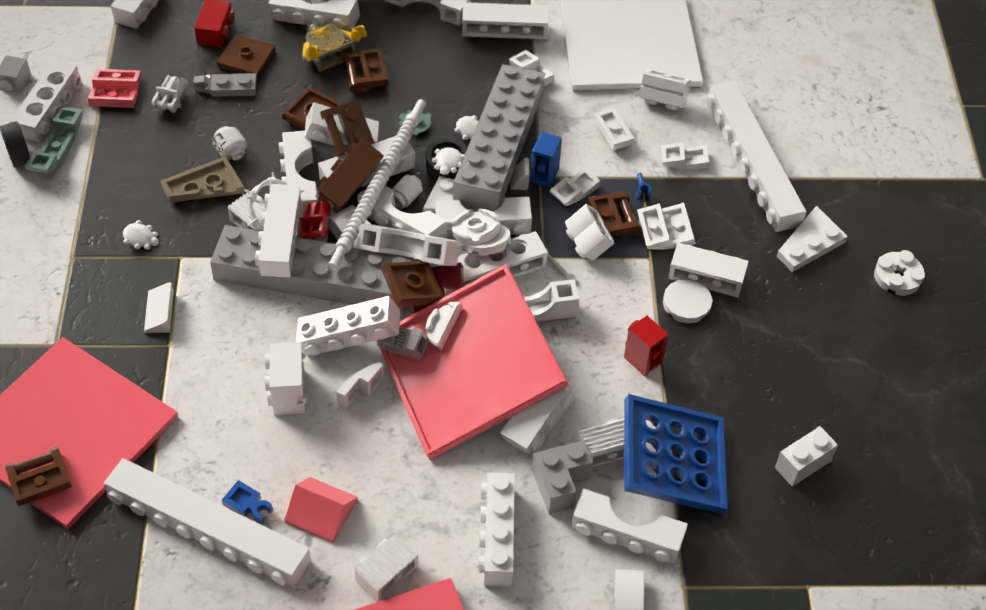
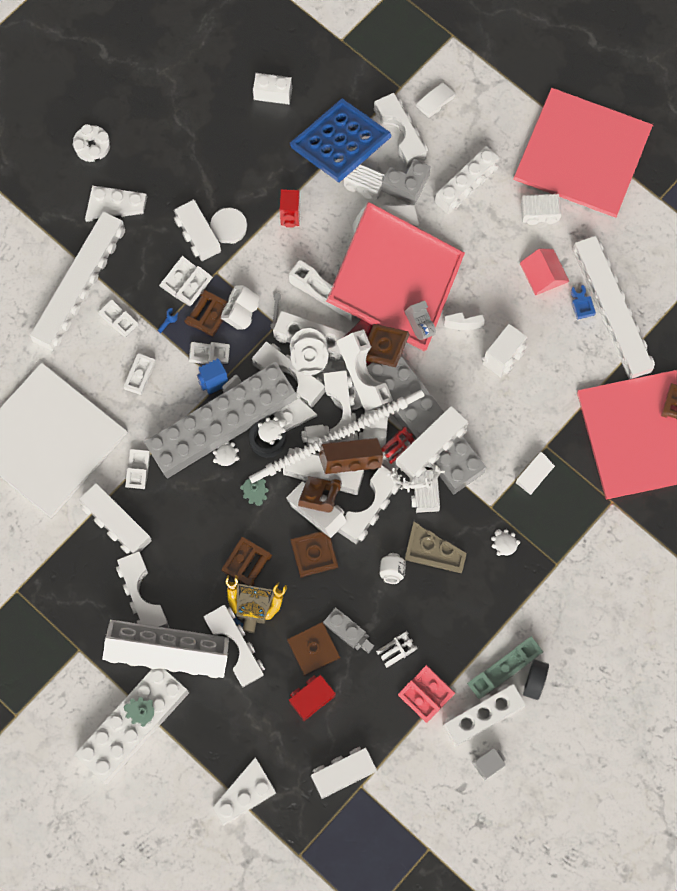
camera: 135 degrees left, 20 degrees up
(348, 326) = (444, 351): white brick -> none
(441, 323) = (390, 309): white tile -> none
(664, 89) = (77, 371): white brick -> none

